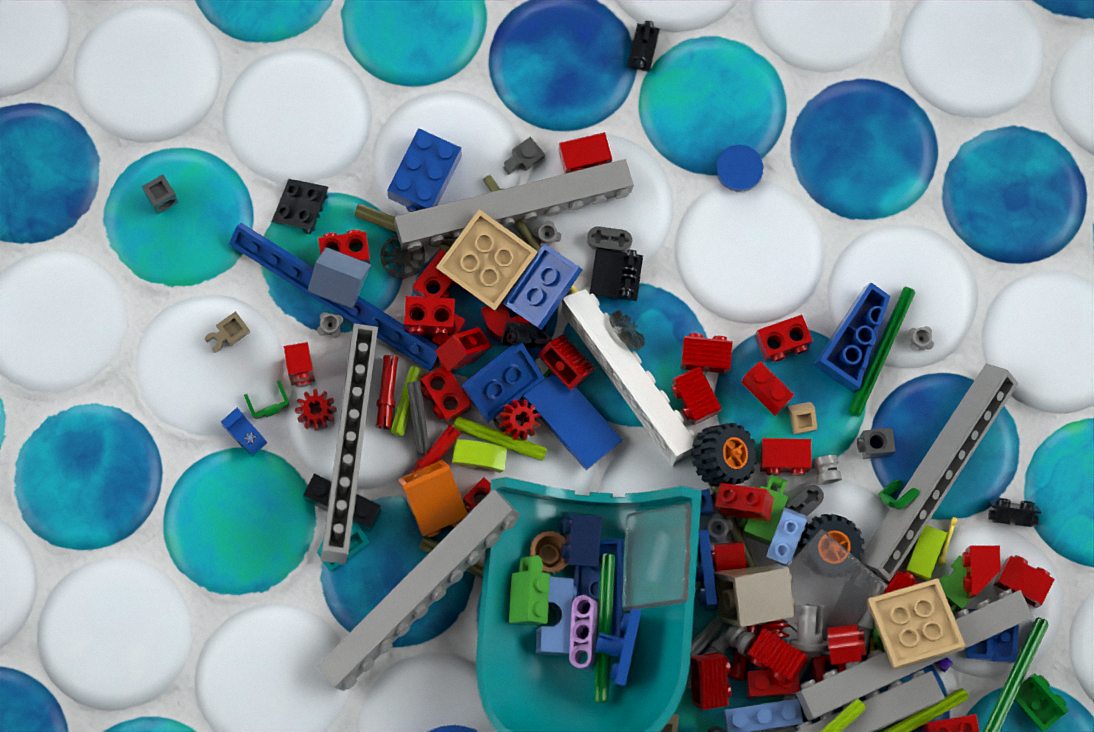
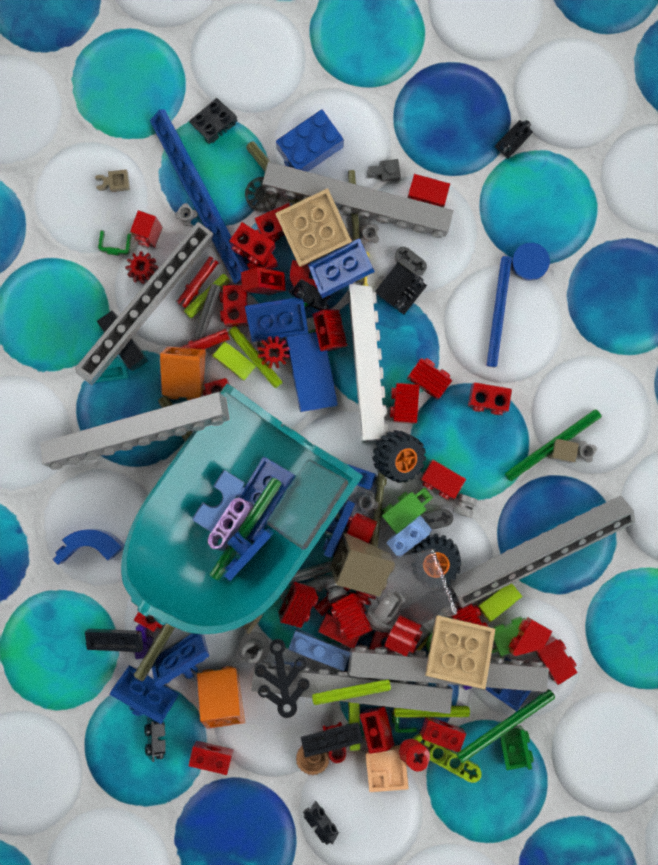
camera: 35 degrees right, 10 degrees up
(160, 194) = (120, 59): dark grey brick -> none
(243, 432) = (85, 255): blue leg -> none
(338, 277) = (206, 183): sand blue slope -> none
(344, 242) = (221, 172): red brick -> none
(529, 593) = (207, 476): bright green brick -> none
(548, 547) = (240, 455): medium nougat hat -> none
(582, 538) = (266, 458): dark blue brick -> none
(626, 330) = (383, 331): clear smoke wheel -> none
(738, 240) = (499, 310): none -> blue axle
(744, 502) = (393, 497): red brick -> none
(767, 388) = (457, 426): red brick -> none
(803, 417) = (470, 459): tan slope -> none
(850, 345) = (536, 427): blue wedge -> none
(884, 436) = (519, 507): dark grey brick -> none
(898, 350) = (564, 451): none -> dark tan panel
(902, 501) = (496, 555): green piece -> none
(941, 559) = (507, 612): light yellow hinge -> none
(1023, 512) = (585, 612): black hinge -> none

